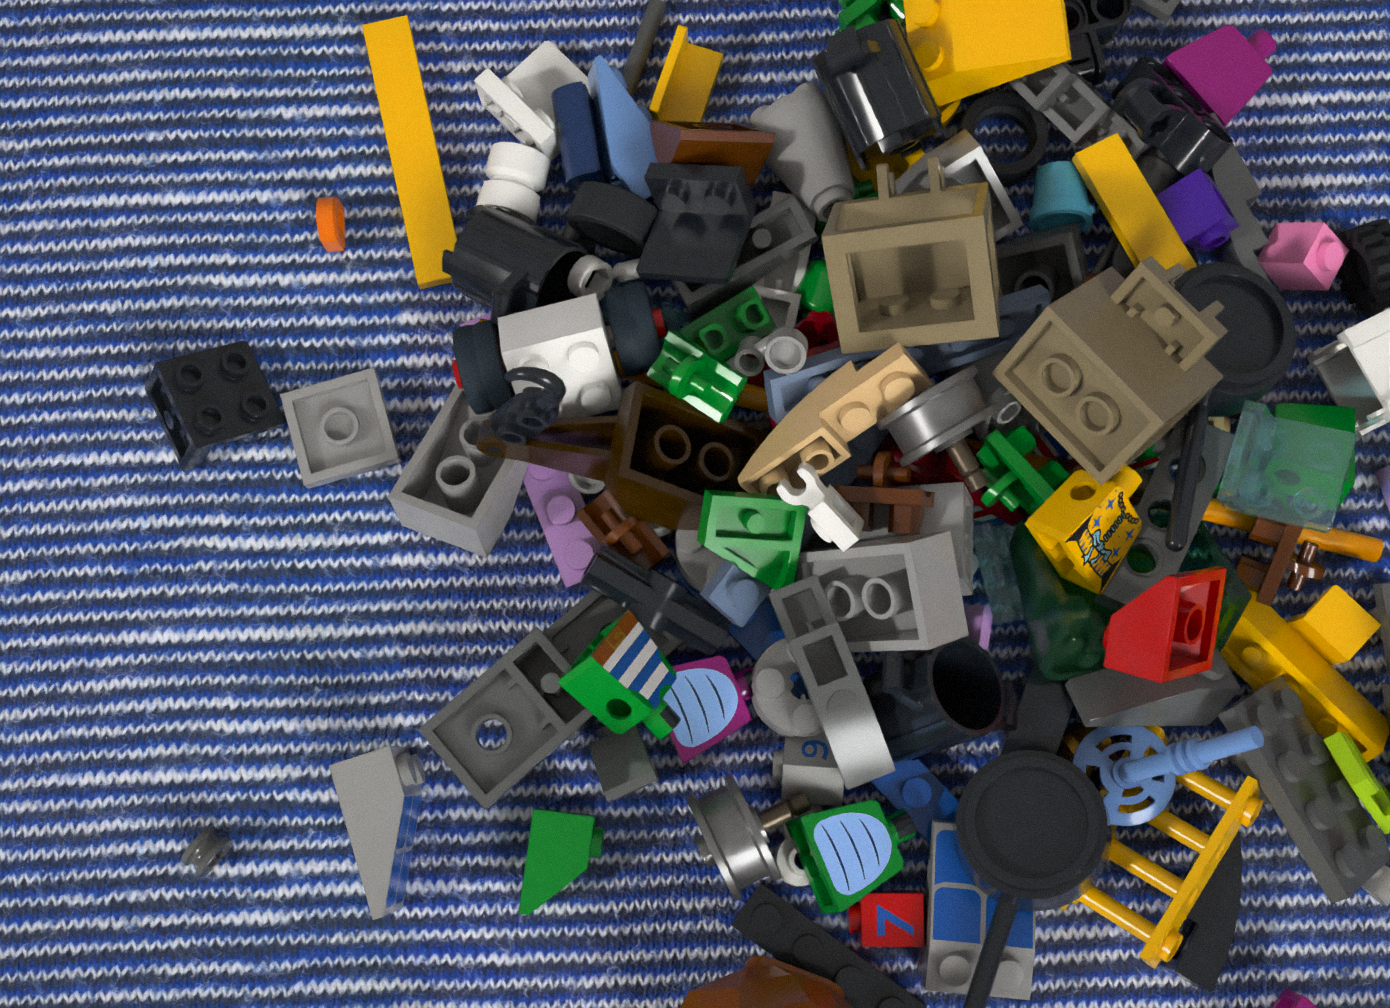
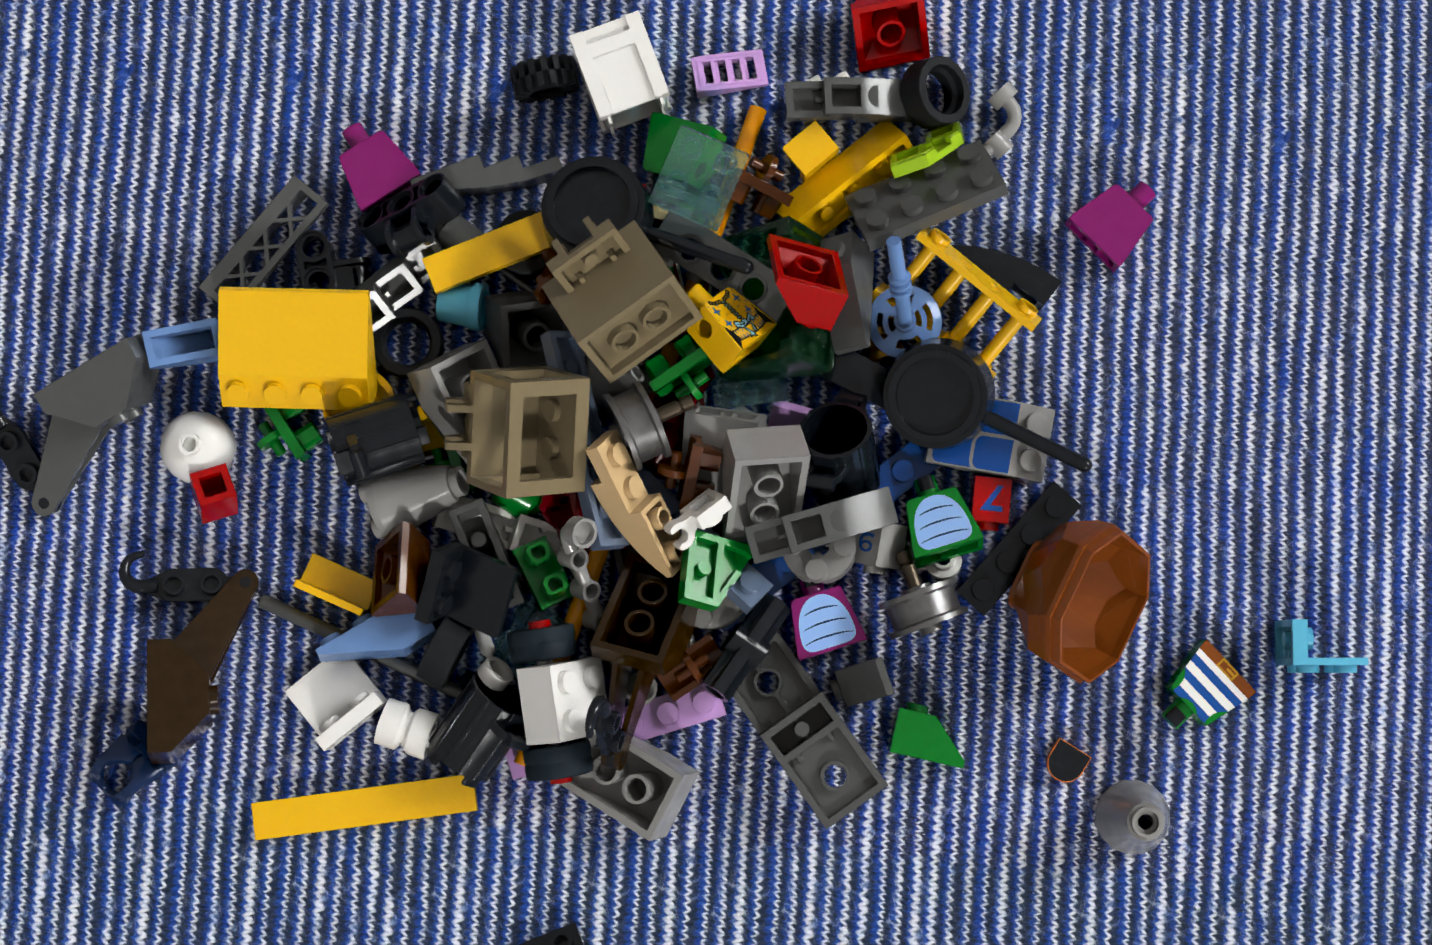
camera: 80 degrees left, 5 degrees up
(331, 223) = (419, 875): orange tile -> none
(340, 428) = (585, 878): light grey plate -> none
(381, 814) = (877, 863): light grey slope -> none
(577, 135) = (375, 673): dark blue brick -> none
(623, 679) = (803, 675): torso -> none
(697, 376) = (588, 599): green hips -> none
(1198, 211) = (490, 205): dark purple brick -> none
(1302, 256) = (530, 130): bright pink brick -> none

